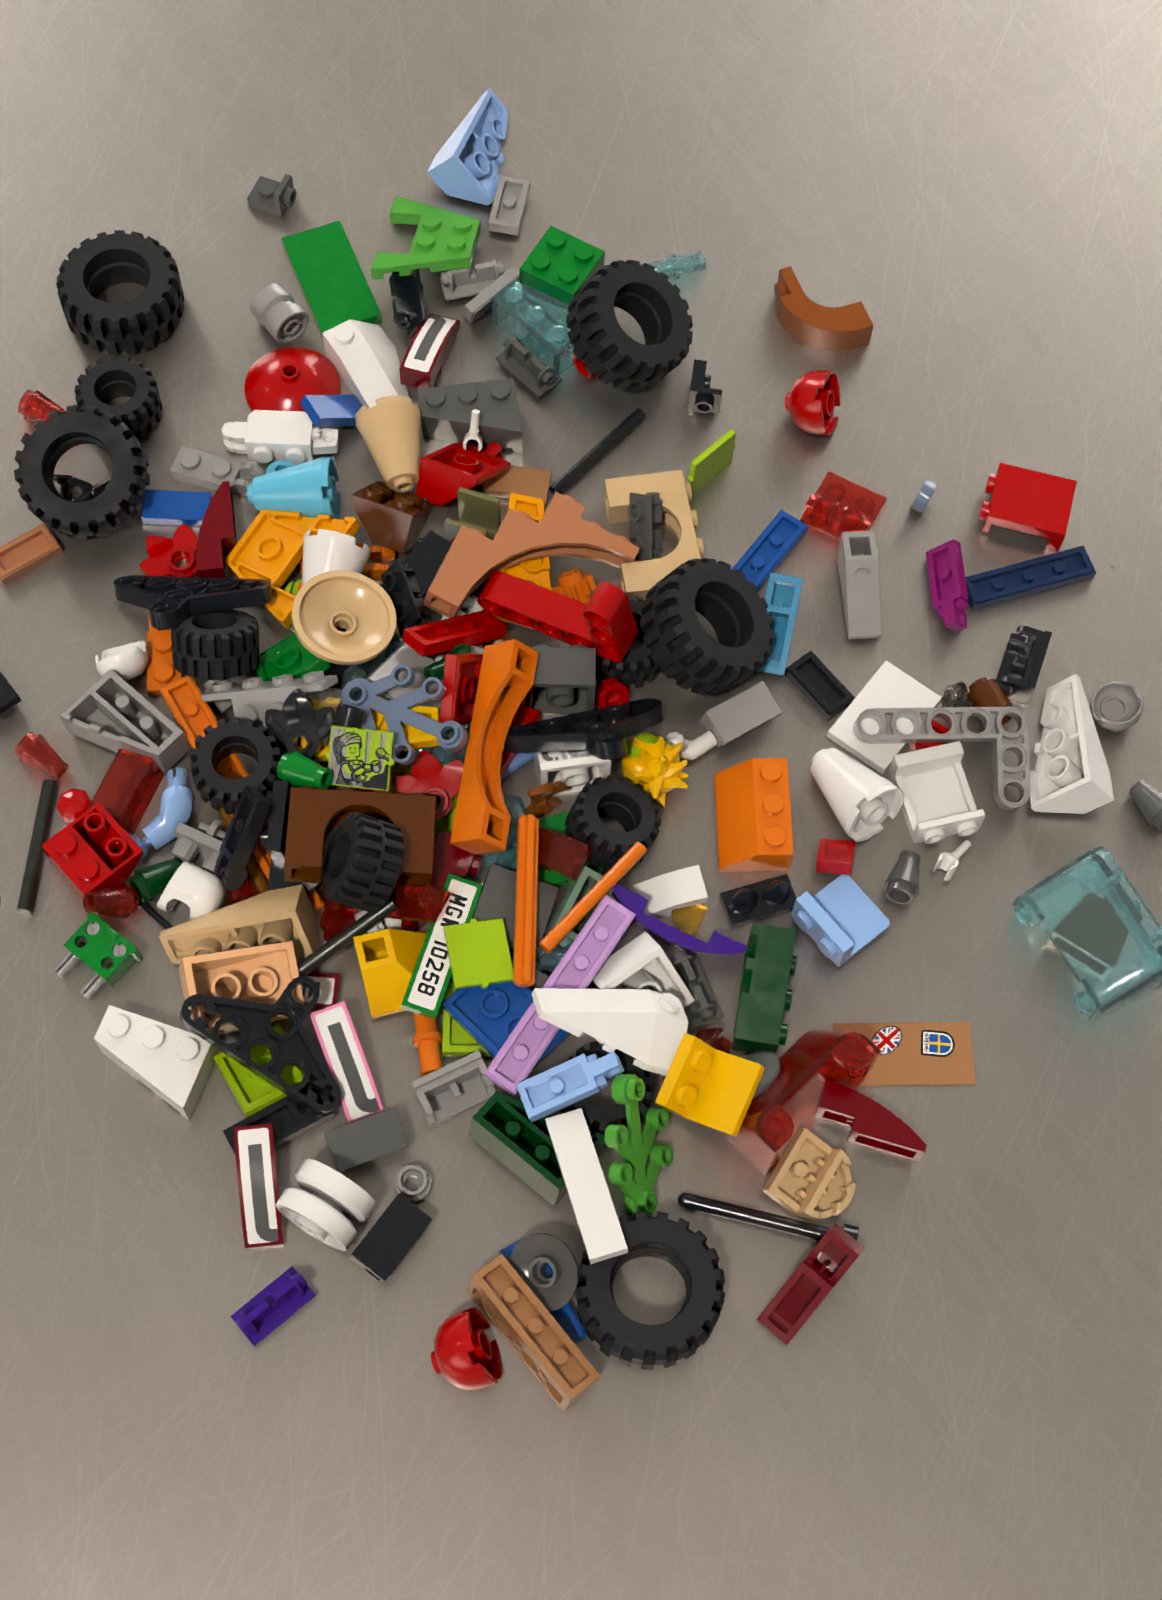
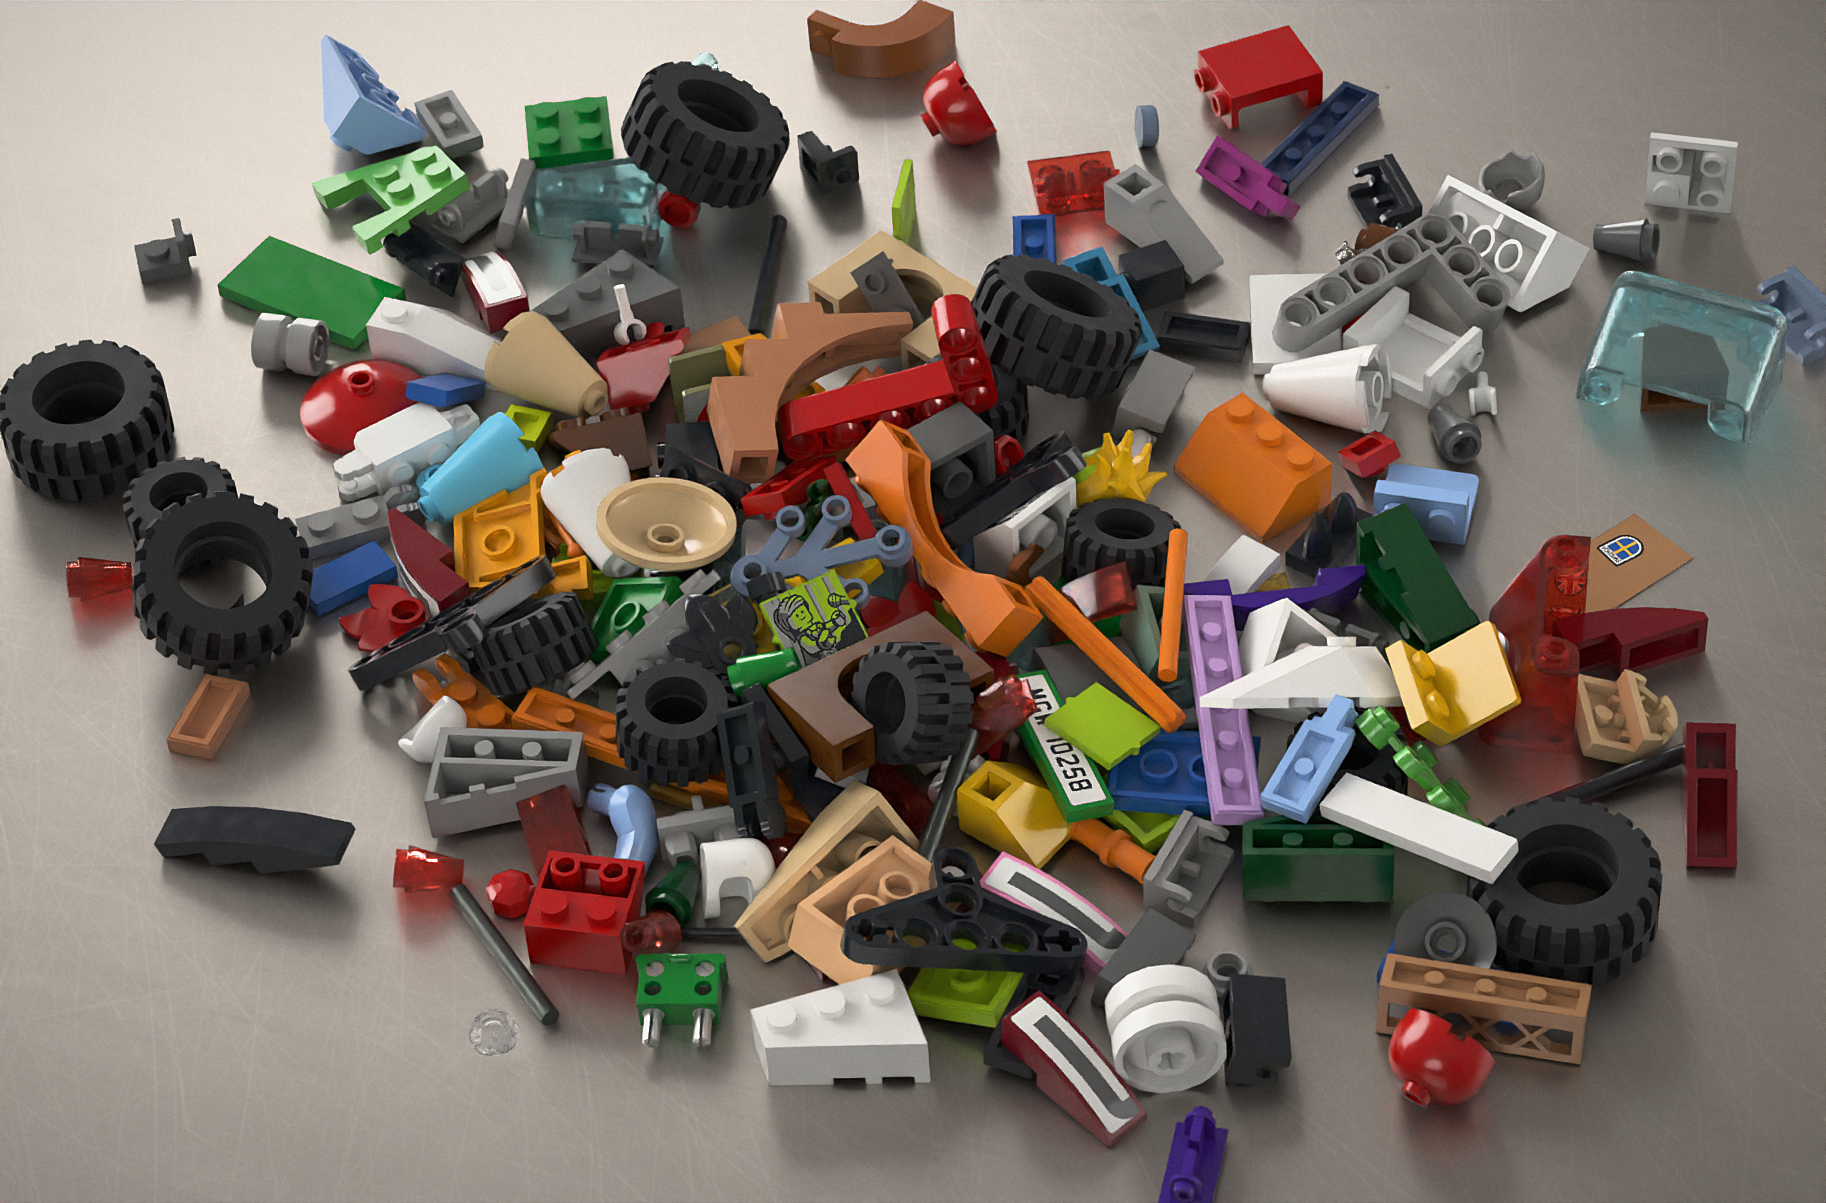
camera: 30 degrees left, 20 degrees down
(359, 469) = (533, 423): none -> neon yellow plate
(821, 618) = (1153, 274): none -> black brick

